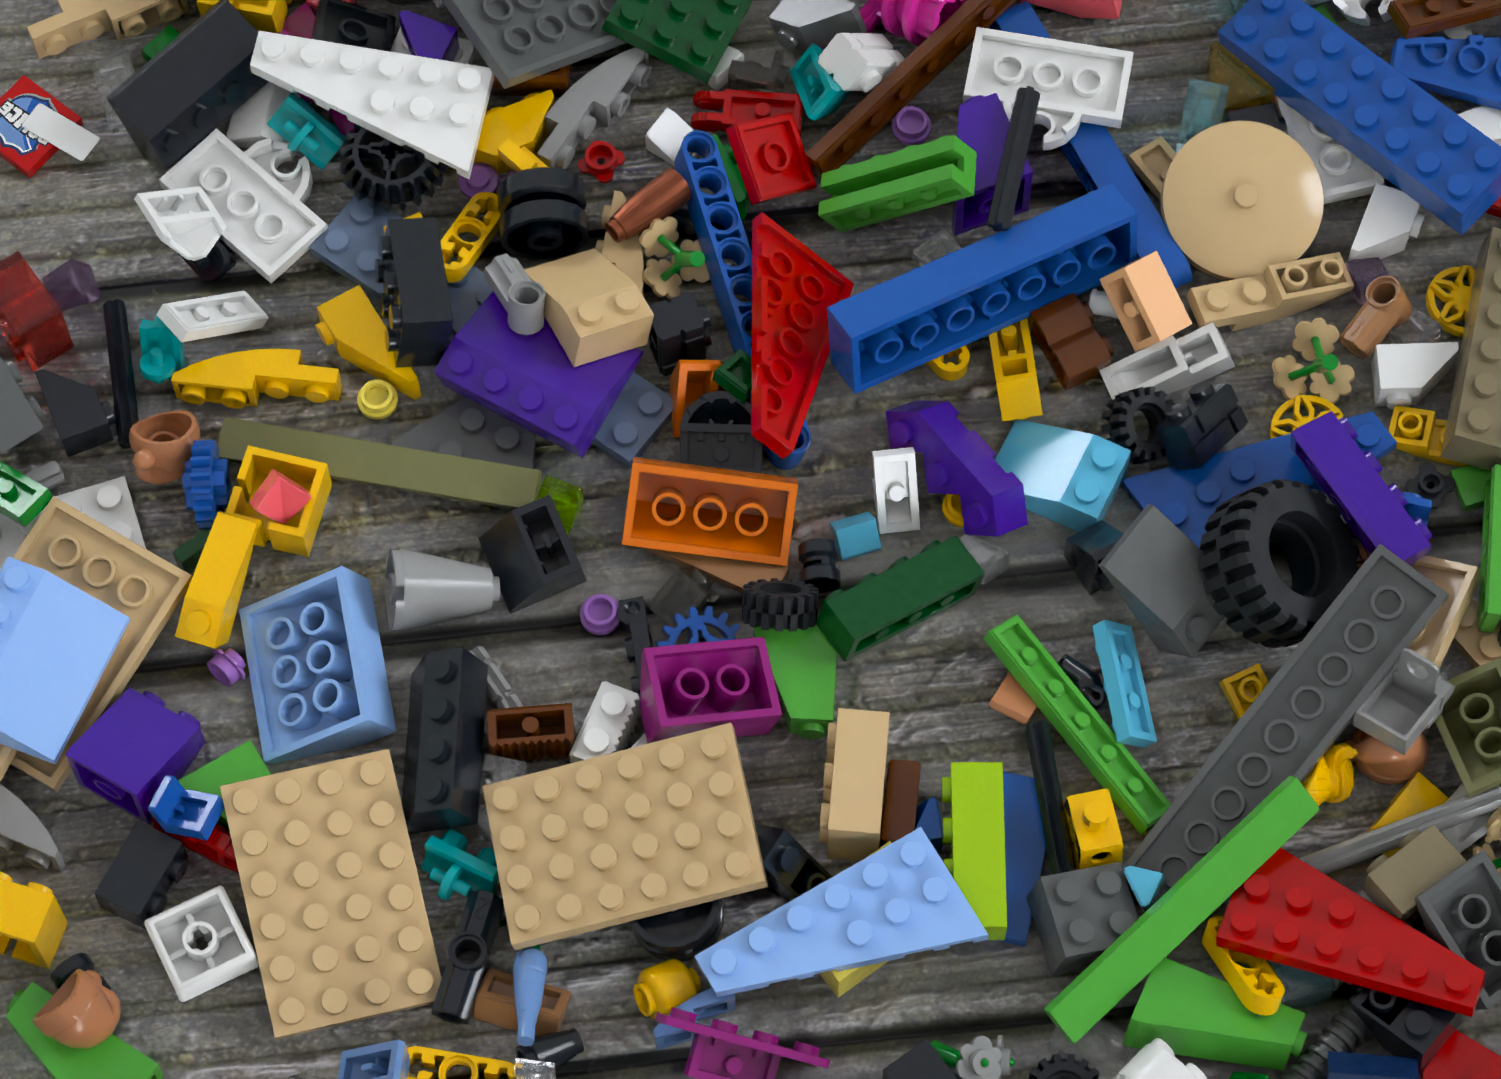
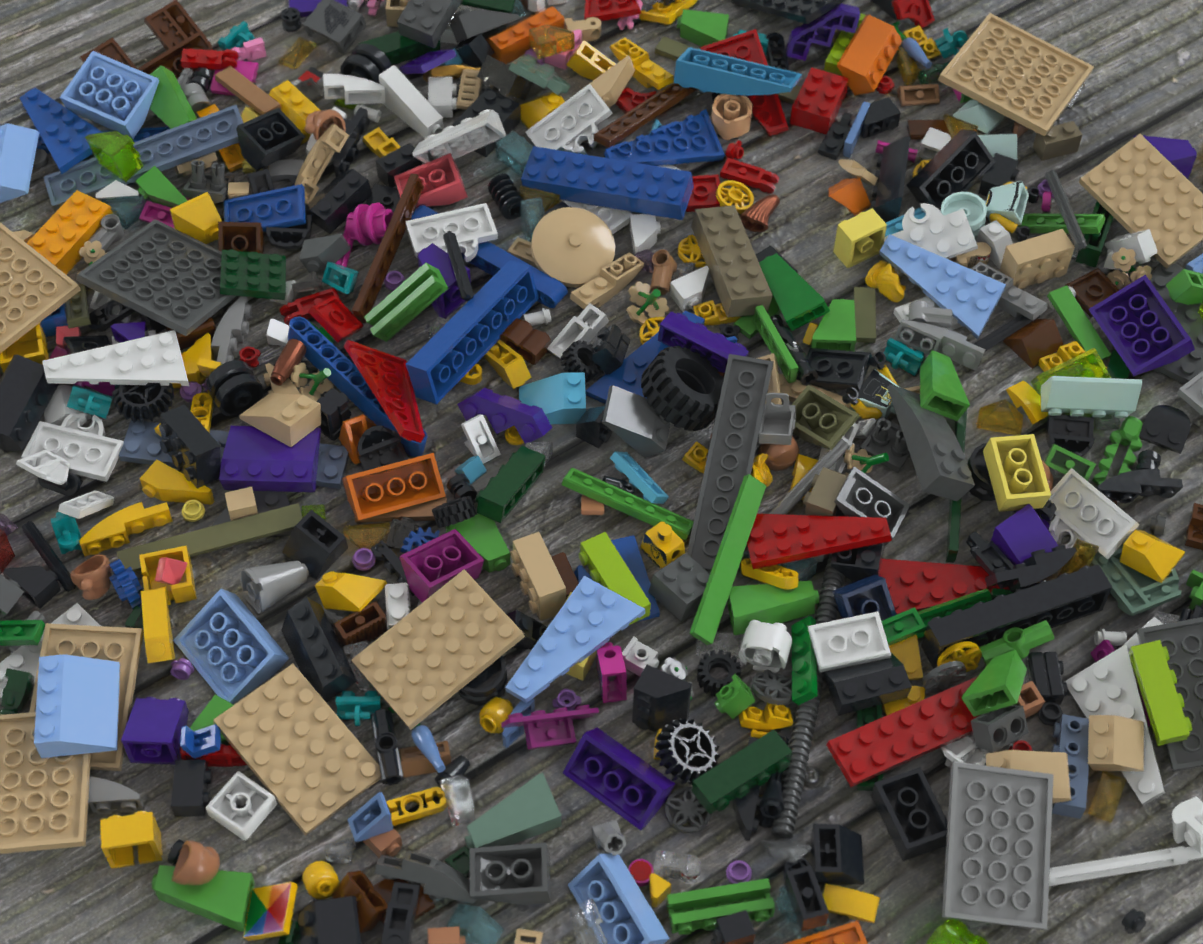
camera: 30 degrees left, 10 degrees down
(450, 429) = (241, 503): none -> tan panel
(517, 293) = (246, 425): light grey piece -> none
(541, 663) = (347, 591): none -> yellow slope
(626, 571) = (366, 534): none -> clear yellow slope
(736, 375) = (376, 416): dark green tile -> none
(796, 1009) = (567, 695): none -> medium lavender plate
(859, 60) = (355, 259): white brick -> none
(885, 1009) = (611, 663): none -> dark pink torso
(947, 1023) = (634, 662): none -> white brick
(1049, 797) = (633, 541): black axle -> none
(1145, 301) = (553, 306): light nougat brick -> none
(1145, 885) = (703, 557): medium azure slope -> none
(1183, 46) = (505, 196): none -> black piece

